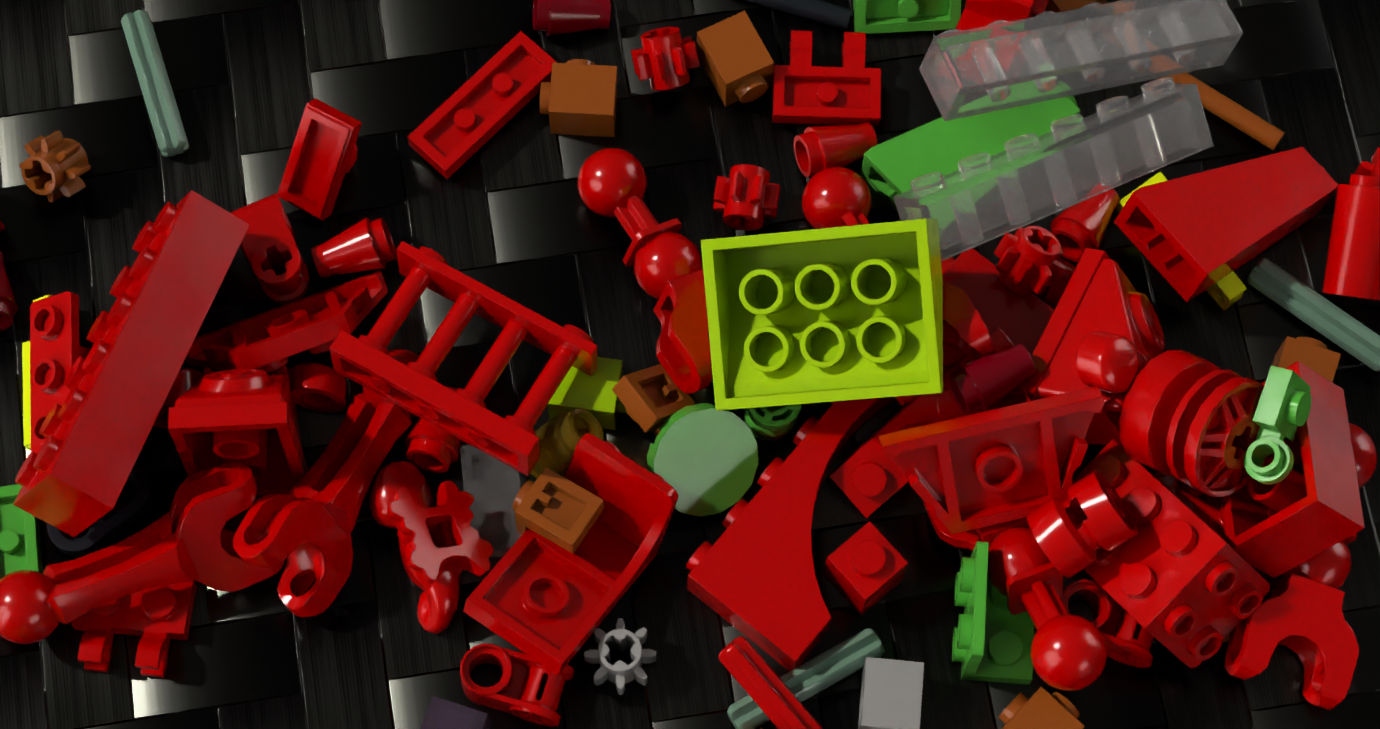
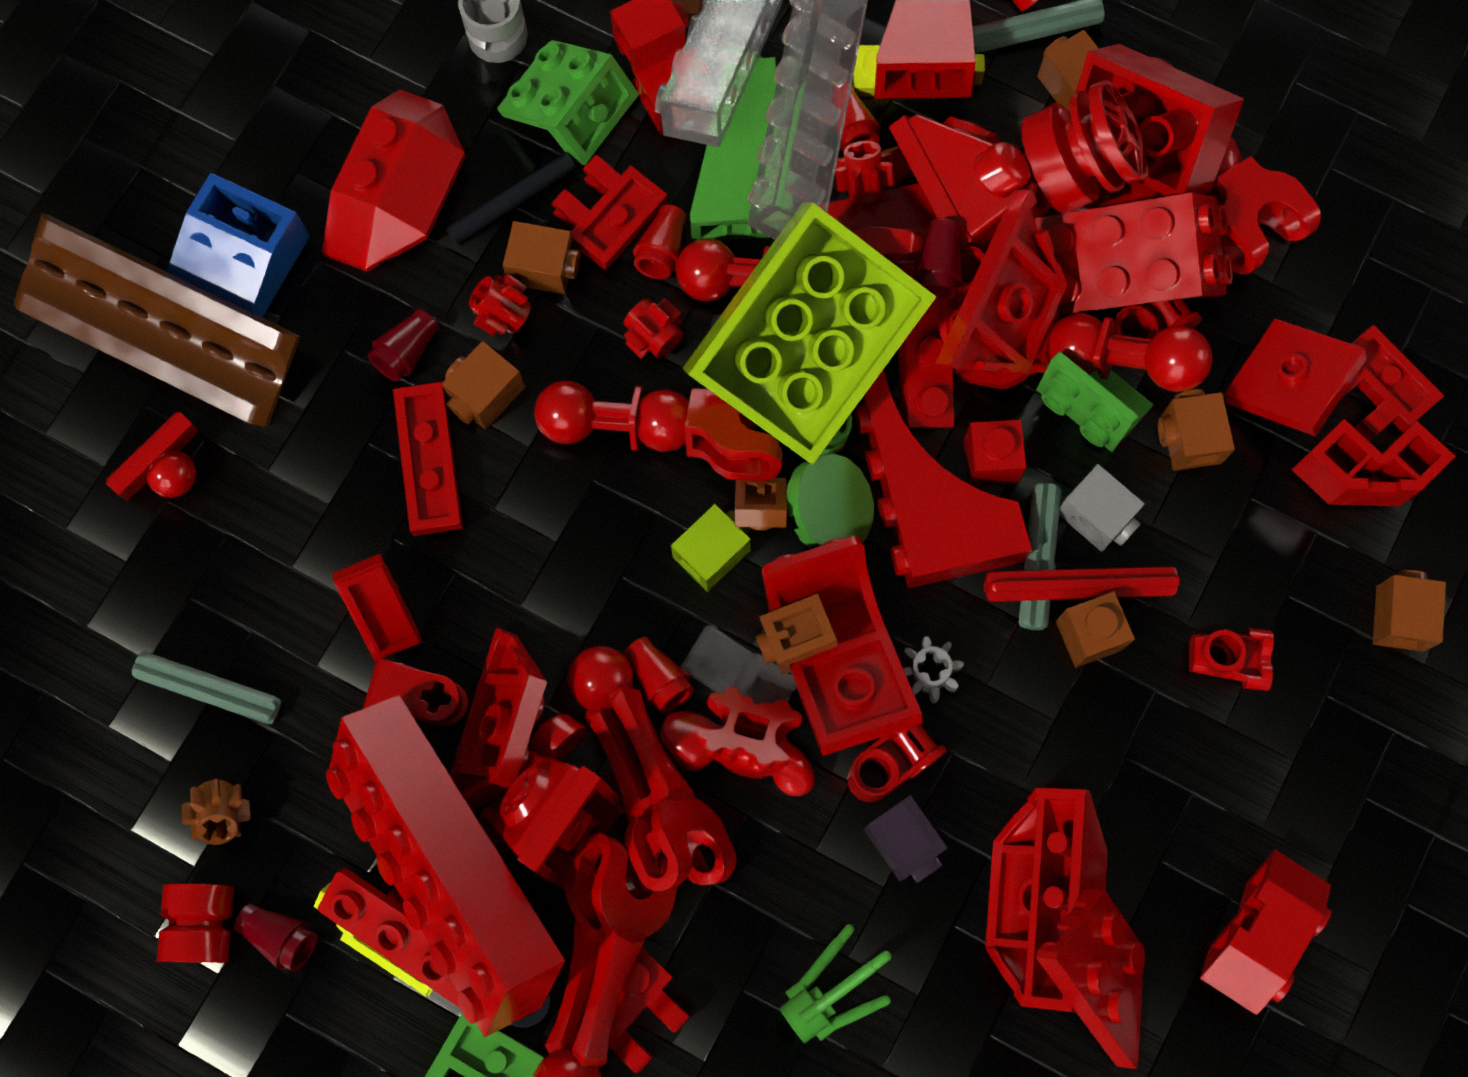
camera: 50 degrees left, 5 degrees up
(356, 249) = (467, 634): red cone -> none
(463, 411) = (624, 663): red fence -> none
(560, 437) = (741, 595): clear yellow brick -> none
(1082, 524) = (1096, 297): red wheel -> none
(1280, 411) = (1127, 80): bright green plate -> none

